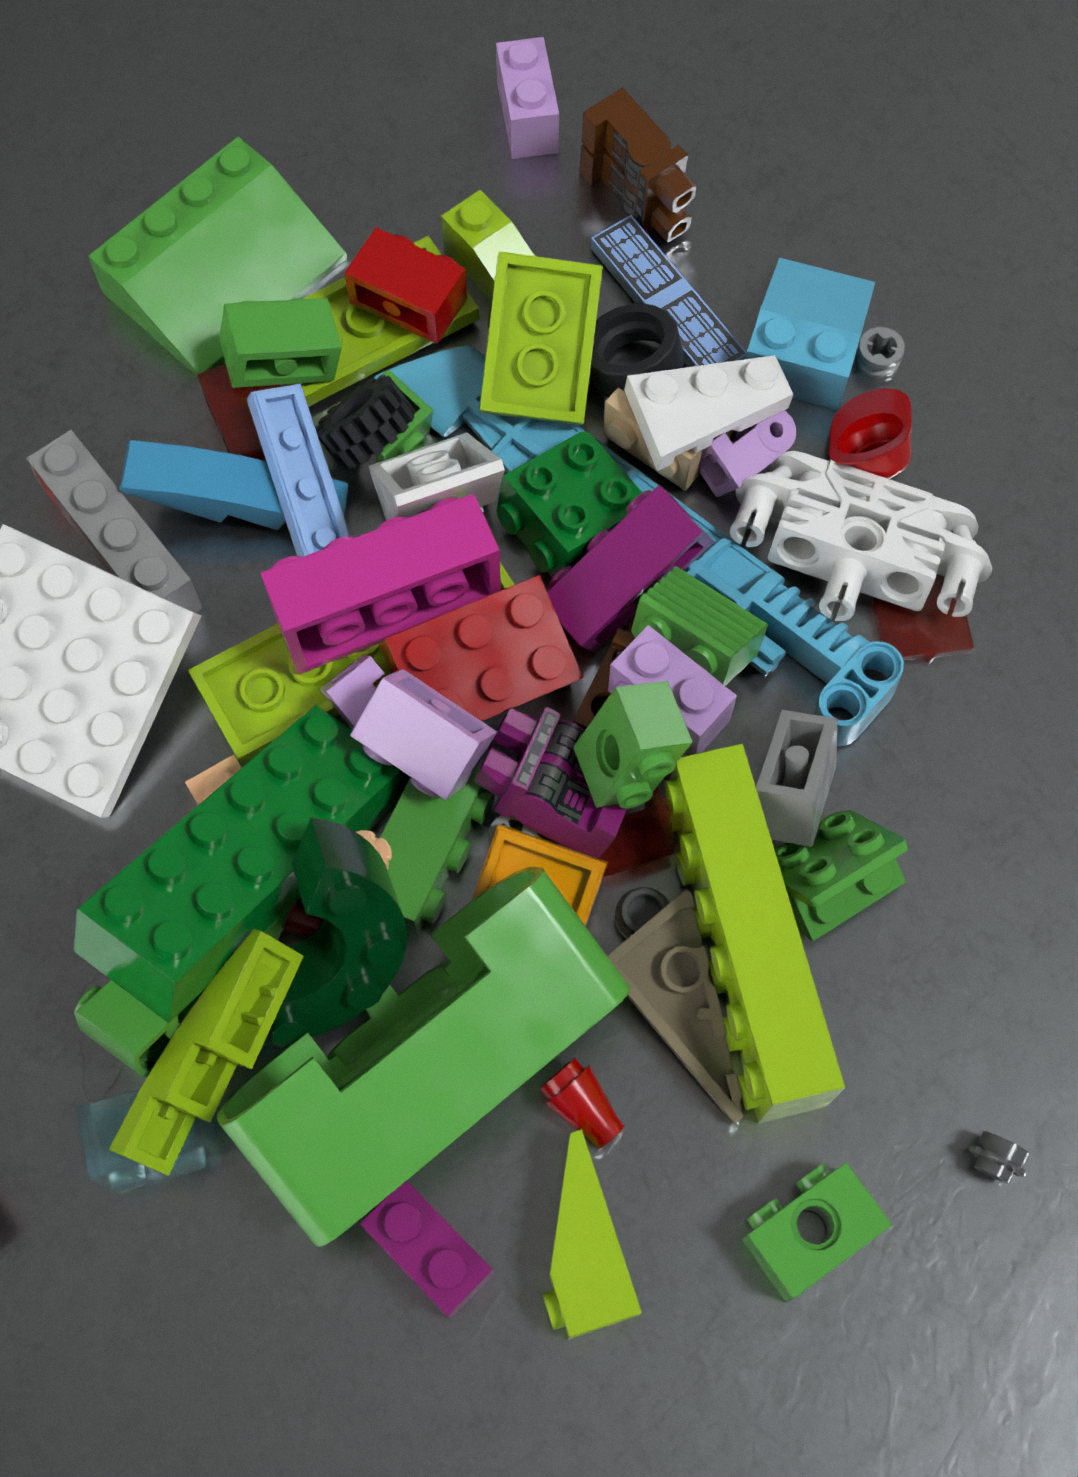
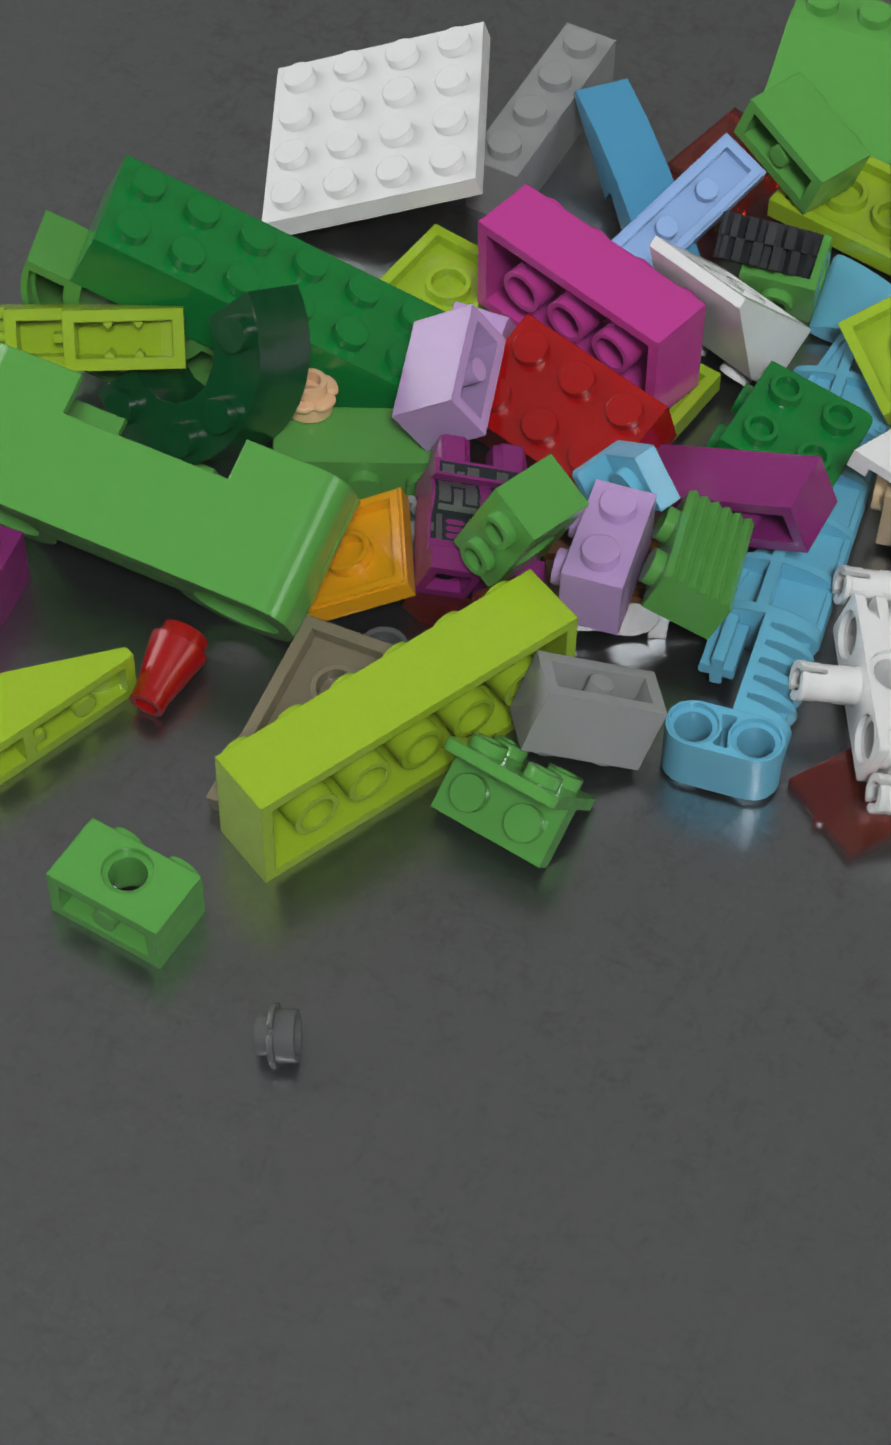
camera: 65 degrees right, 15 degrees down
(597, 636) = (630, 466): none -> medium azure bracket

